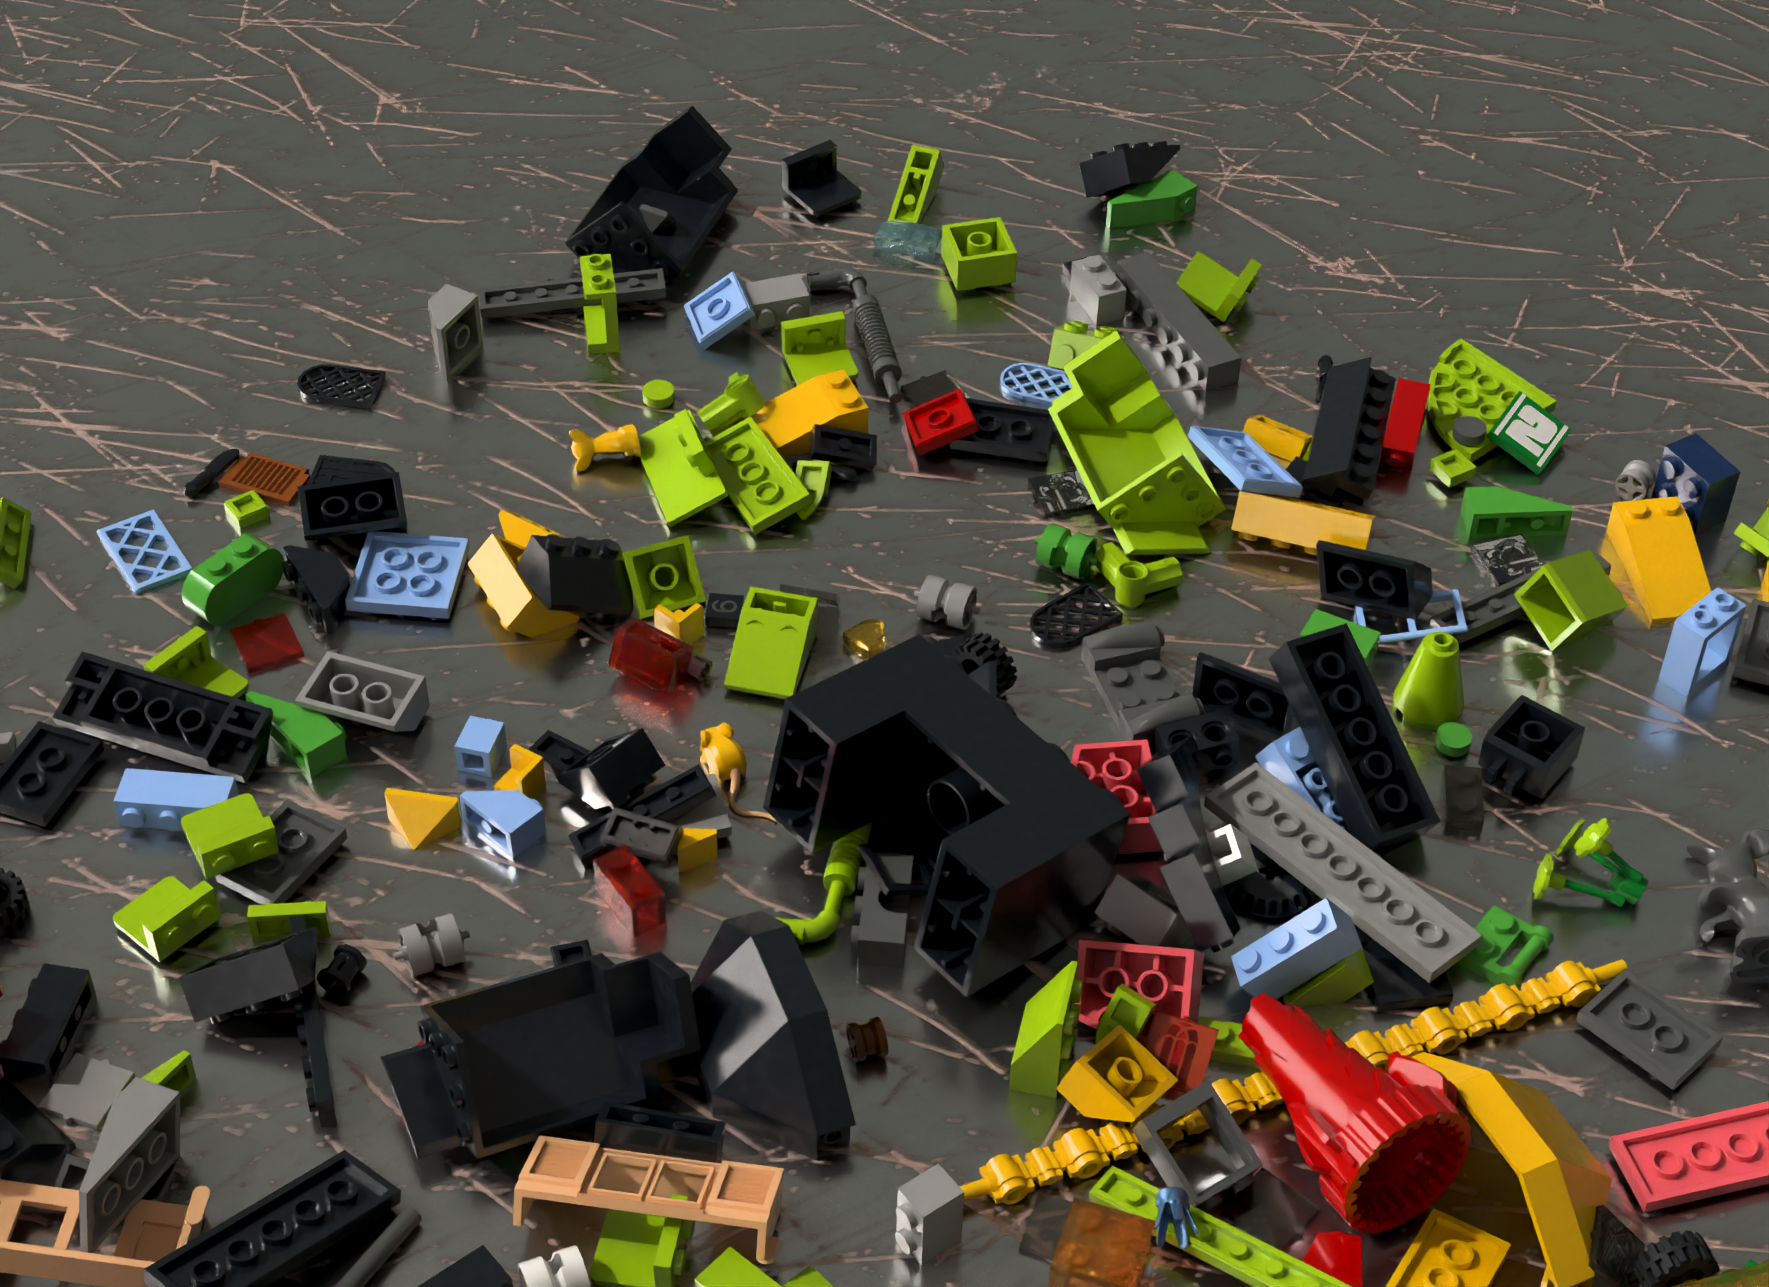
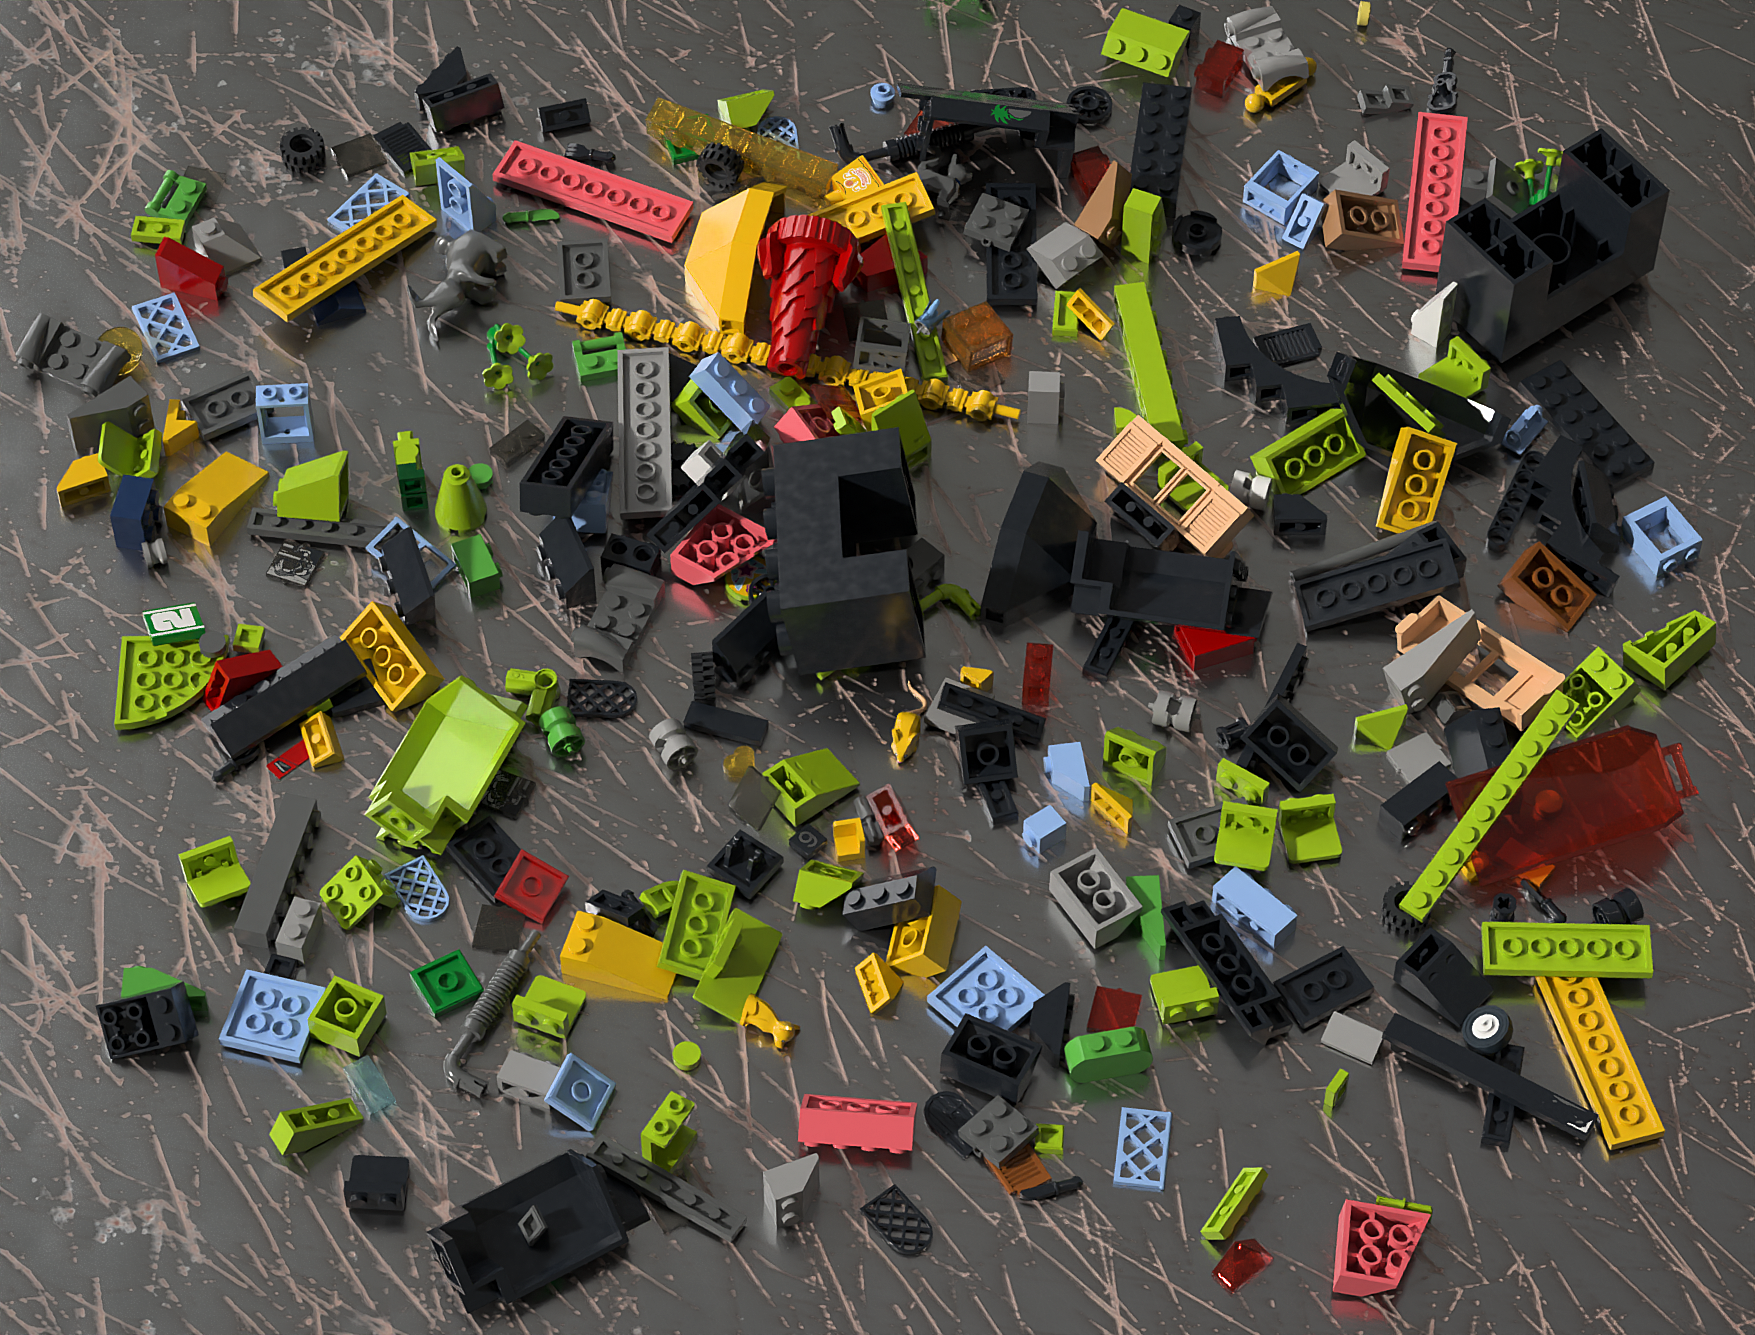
camera: 140 degrees left, 10 degrees up
(294, 468) = (998, 1132): none -> dark grey plate
(439, 862) = (1133, 755): none -> lime slope
(445, 420) = (857, 1123): none -> coral slope
(525, 774) = (1037, 790): yellow panel -> none
(642, 834) = (1007, 690): black plate -> none
(738, 401) = (662, 989): lime piece -> none
(764, 552) = (745, 864): none -> black plate
(867, 1039) = (985, 513): reddish brown wheel -> none
(932, 335) = (447, 983): none -> green tile
(1049, 236) = (271, 1016): none -> light blue plate
(1244, 461) = (383, 711): light blue tile -> none
(1287, 411) = (289, 760): none -> red sticker
(1506, 512) = (267, 587): bright green slope -> none
(1512, 668) = (410, 472): none -> hips
(1529, 747) = (457, 430): black hinge -> none

